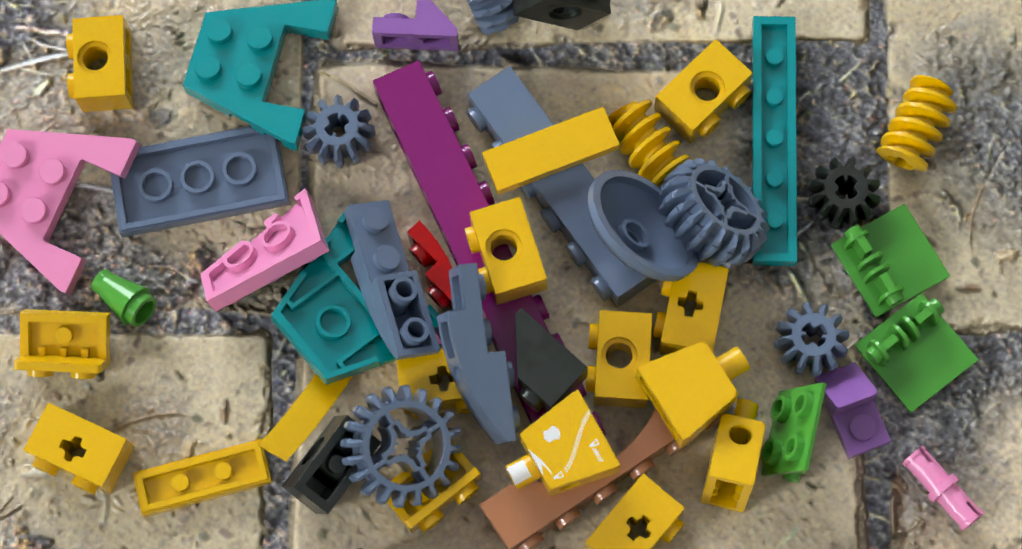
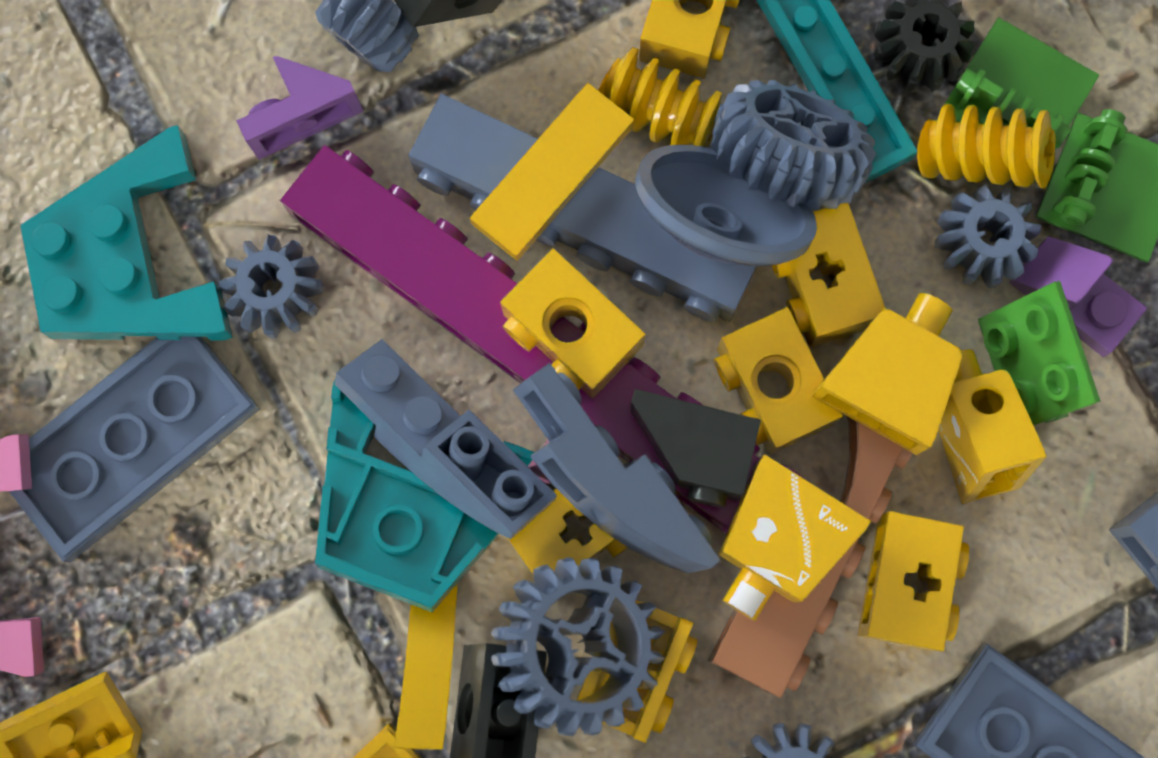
camera: 30 degrees left, 5 degrees up
(126, 299) = (116, 641): bright green cone -> none
(279, 249) = (276, 480): bright pink wing -> none
(426, 252) = (466, 375): red slope -> none
(839, 280) = (987, 148): none -> yellow piece

